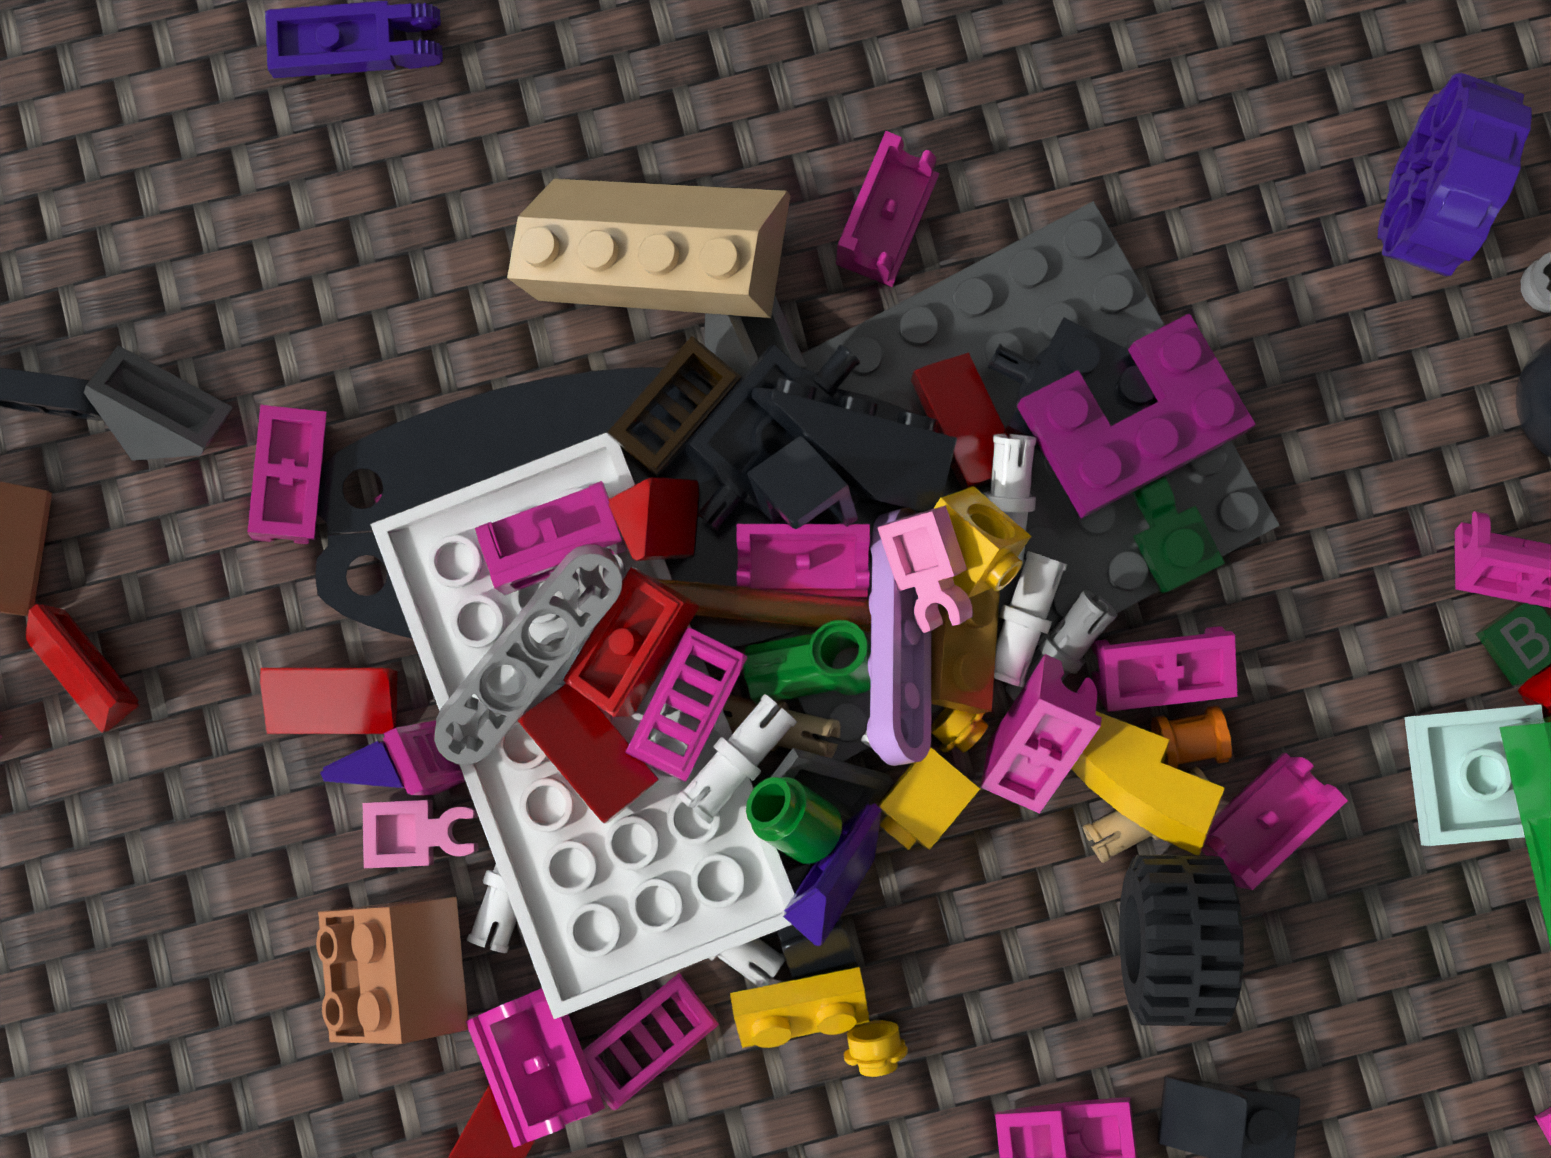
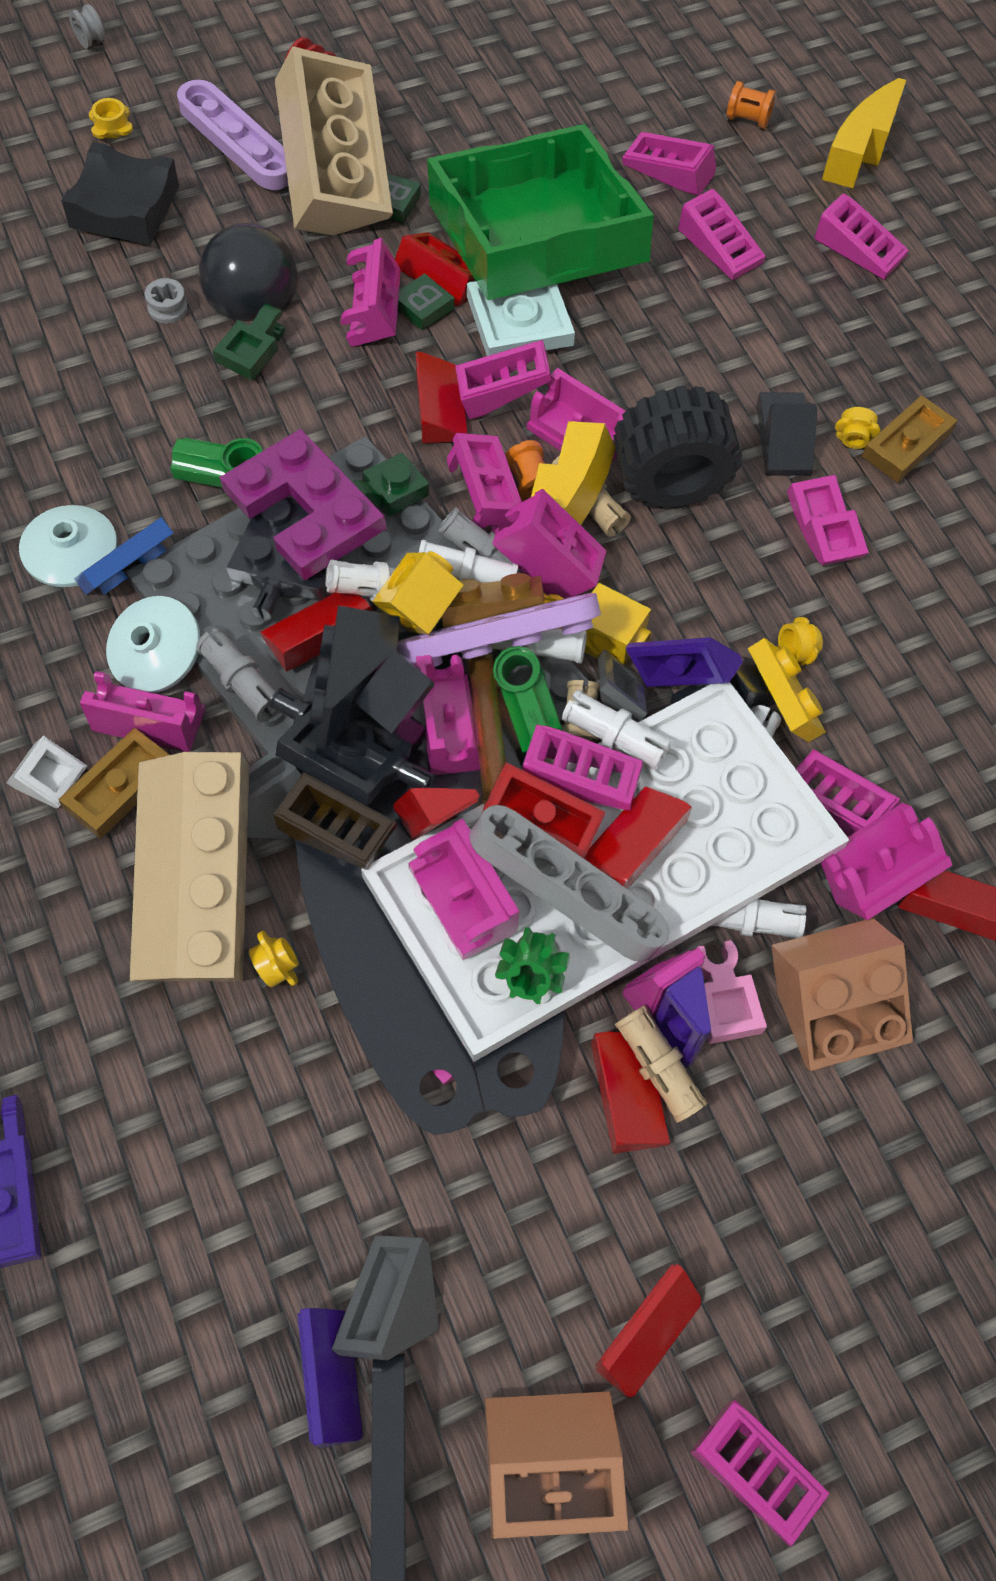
camera: 105 degrees left, 20 degrees down
(87, 338) = (328, 1380): none -> dark purple slope
(286, 474) = (436, 1158): dark pink hinge -> none
(343, 737) = (661, 1063): none -> tan pin
(440, 597) = (532, 965): none -> green gear
(542, 331) = (274, 960): none -> yellow plate
(785, 161) = (111, 784): none -> pearl gold plate
(794, 819) = (643, 693): green brick -> none
(826, 100) = (47, 772): none -> white slope
(907, 320) = (237, 672): none -> light grey pin
(926, 557) = (438, 606): bright pink plate -> none
(982, 246) = (166, 654): none -> light aqua dish
(1097, 180) = (108, 571): none -> blue plate
(1138, 159) = (60, 559): none -> light aqua dish
(1251, 321) = (207, 461): none -> green piece
(1337, 637) = (438, 399): none -> red slope
(1366, 681) = (477, 377): none -> dark pink slope
(1453, 384) = (250, 347): none -> dark green plate
(1454, 174) = (98, 335): dark purple connector -> none

